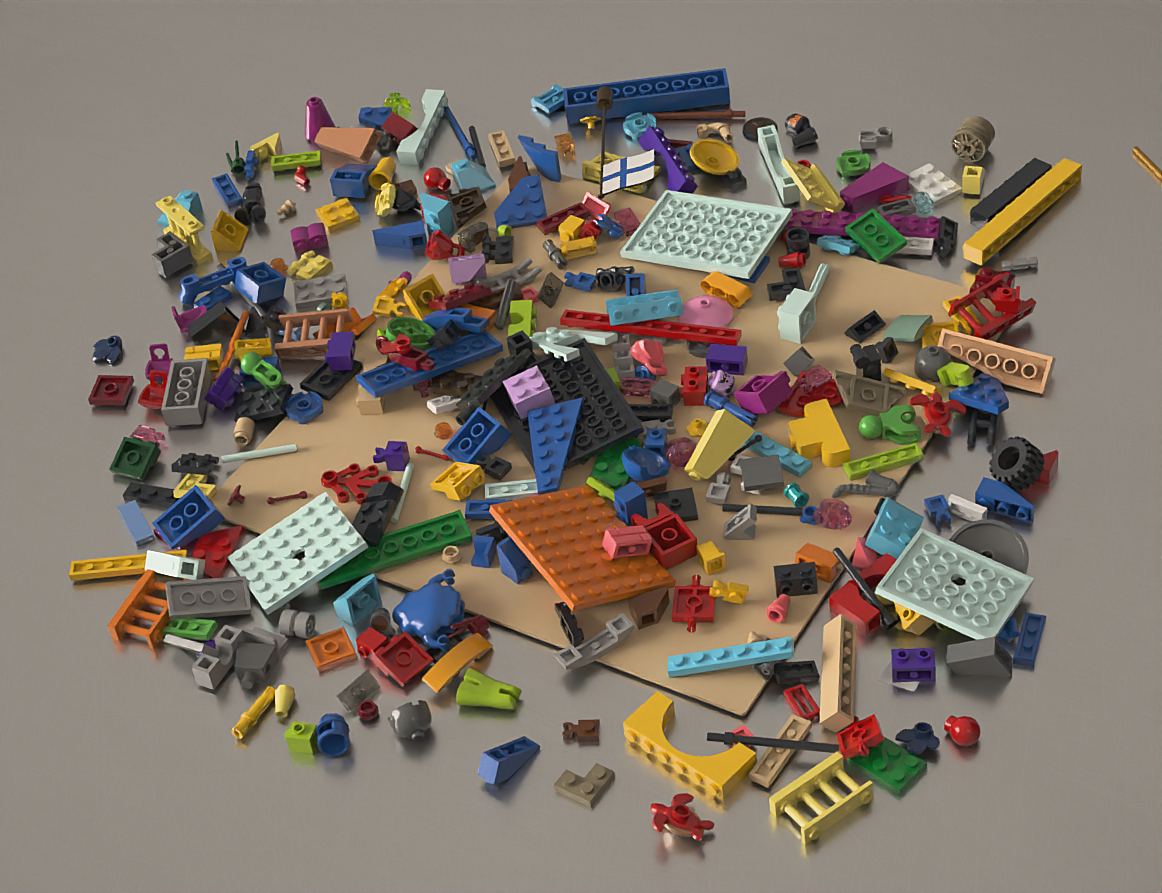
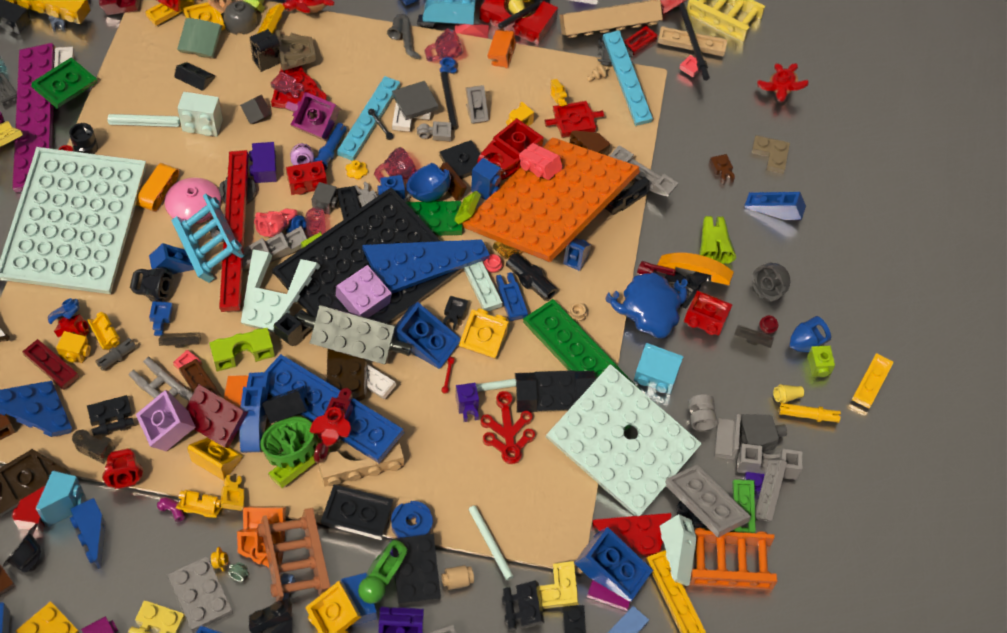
camera: 120 degrees left, 15 degrees up
(236, 496) = (563, 536): dark red plant -> none
(259, 776) = (872, 381): none -> yellow plate
(303, 494) = (536, 476): dark red hinge -> none
(331, 649) = (713, 379): orange tile -> none
(341, 351) = (333, 498): dark purple brick -> none
(370, 642) = (701, 343): red brick -> none
(381, 622) = (676, 341): piece -> none
(385, 200) = (28, 569): light yellow tile -> none
(443, 430) = (415, 368): clear orange plate -> none
(484, 551) = (567, 285): blue panel -> none
(502, 230) = (79, 419): lime hinge -> none
(505, 304) = (214, 368): dark grey axle -> none
(596, 205) = (25, 336): coral slope -> none
(627, 220) = (46, 303): clear pink plate -> none
(716, 773) = (707, 122): yellow arch -> none
(719, 442) = (397, 133): light yellow slope -> none
(778, 609) = (559, 64): coral cone -> none
(792, 260) = (105, 142): red cone -> none
(792, 279) = (143, 136): black plate -> none
(795, 579) = (528, 56): black brick -> none
(798, 497) = (430, 76): teal bush -> none
(819, 435) = (352, 75): yellow brick -> none
(835, 242) = (71, 114): medium azure plate -> none
(883, 461) = (368, 32): lime tile -> none
(886, 349) = (229, 50): black tile -> none
(892, 425) = (328, 30): bright green piece -> none
(947, 235) = (57, 39): black hinge -> none

